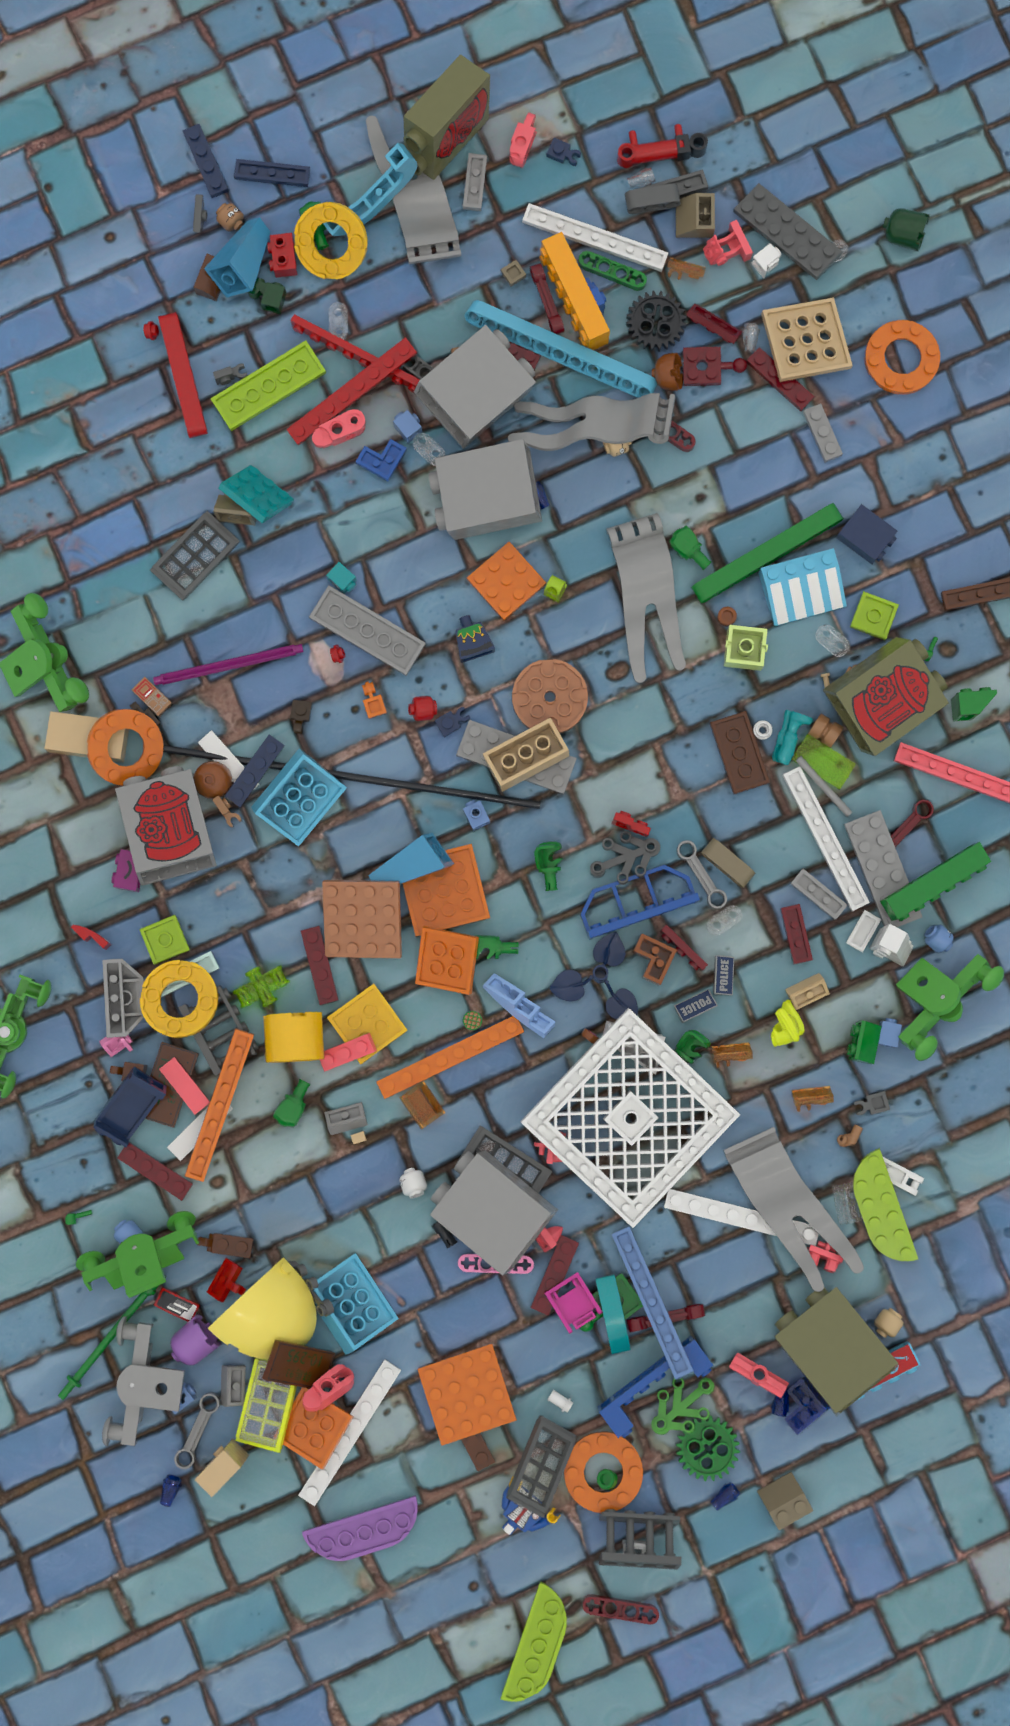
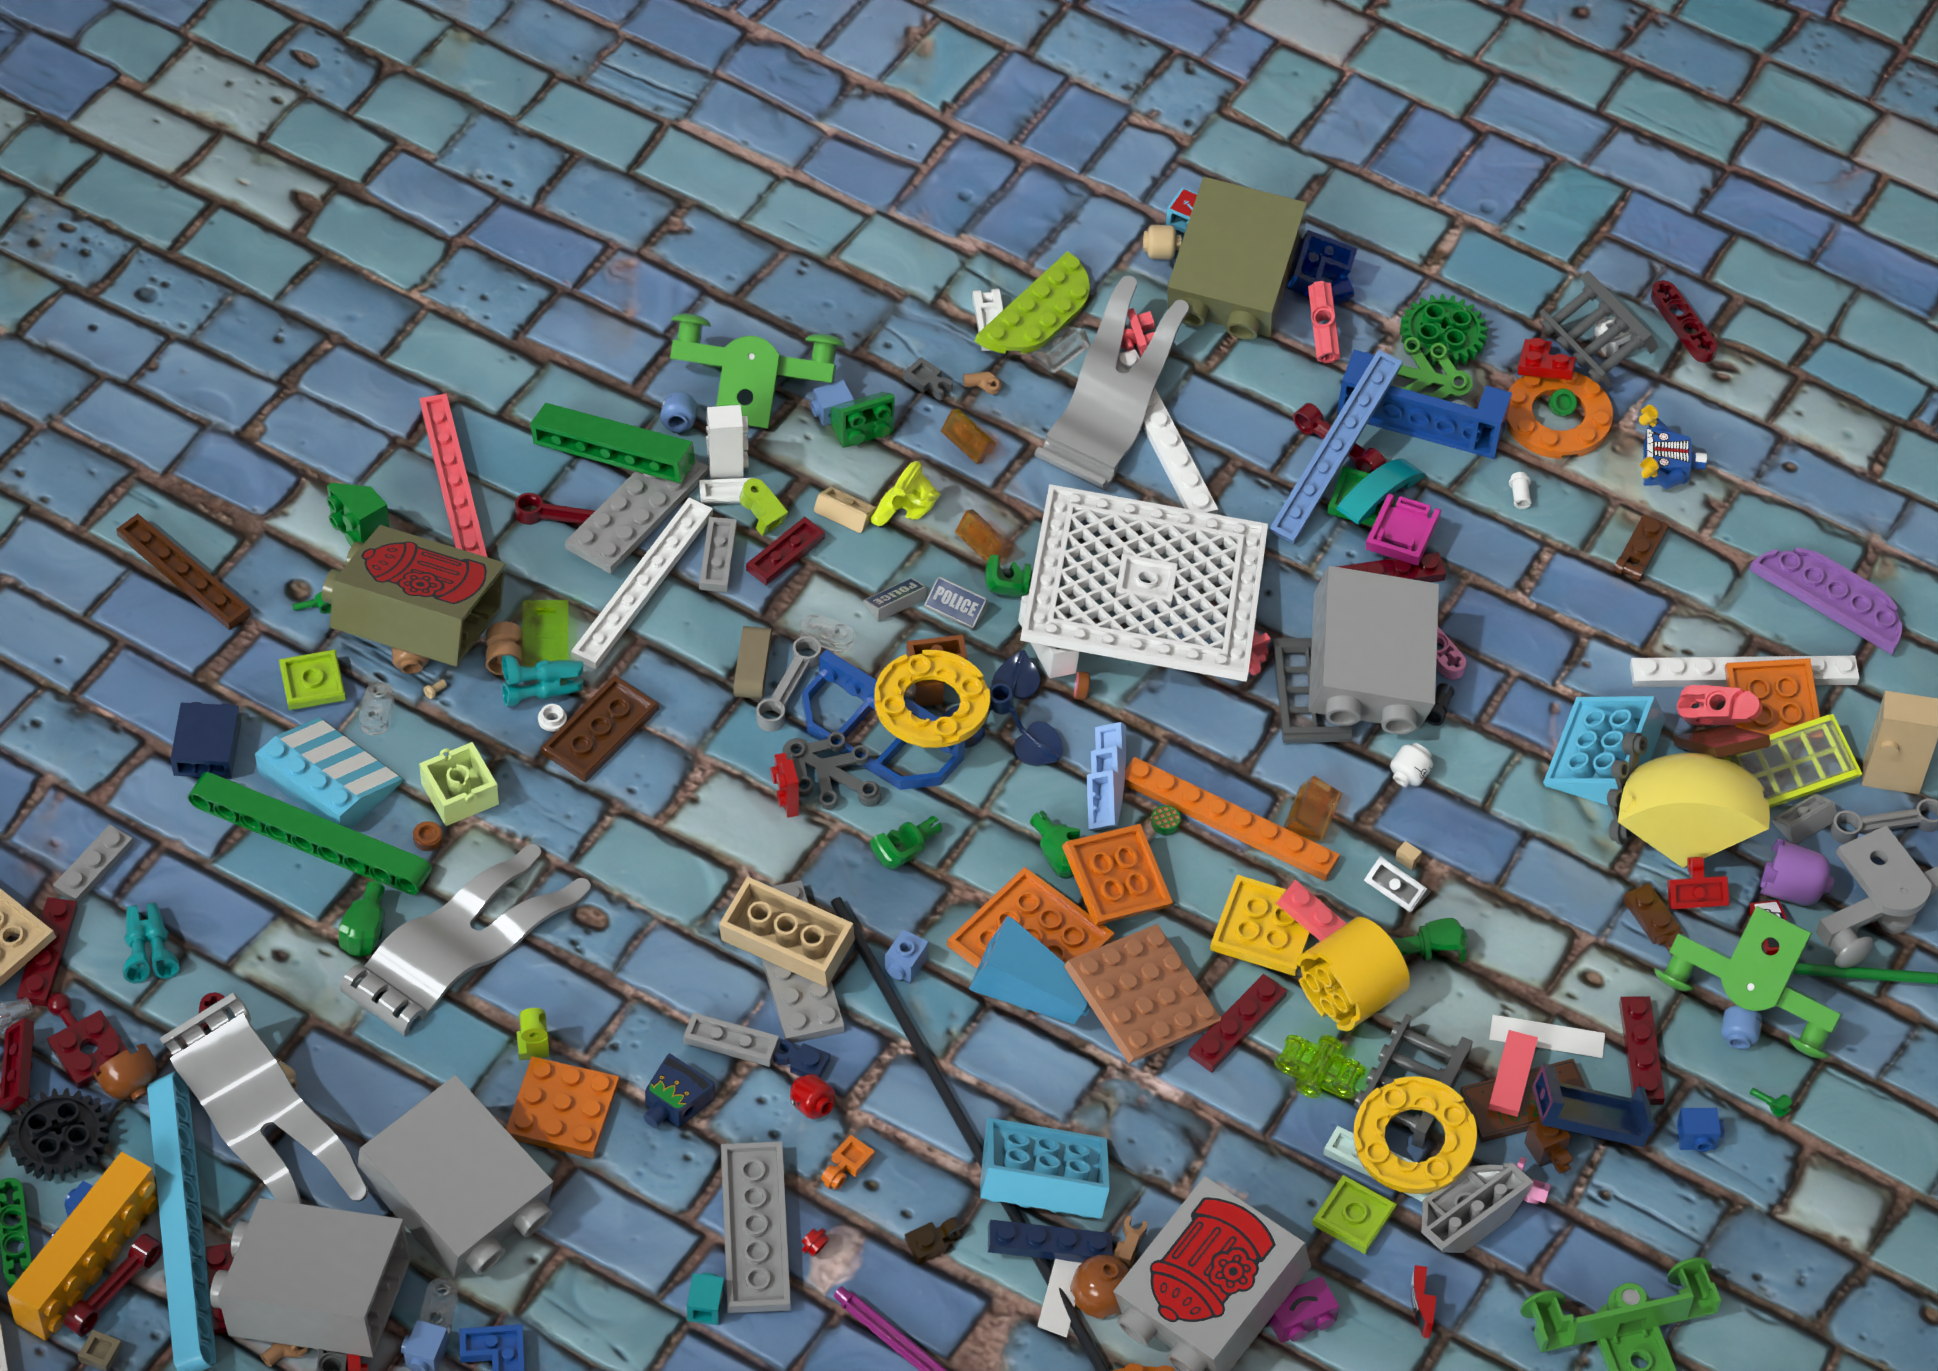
camera: 125 degrees left, 30 degrees down
(85, 1160) = (1699, 1129): none -> blue brick
(219, 1105) = (1502, 1015): orange plate -> none
(466, 1394) = (1596, 580): orange plate -> none
(487, 691) = (731, 1039): none -> light grey plate
(537, 1646) = (1794, 370): lime plate -> none
(541, 1466) = (1607, 455): dark grey piece -> none
(552, 677) = (664, 987): nougat plate -> none
(640, 1486) = (1538, 362): none -> red plate
(649, 923) = (932, 665): none -> yellow plate
(683, 949) = (901, 630): dark red plate -> none
(726, 1495) = (1478, 290): clear blue cone -> none
(756, 431) = (137, 934): none -> teal piece
(785, 1500) = (1435, 235): dark tan slope -> none
(823, 785) = (577, 617): light grey bar -> none
(844, 939) = (763, 504): none -> lime leg

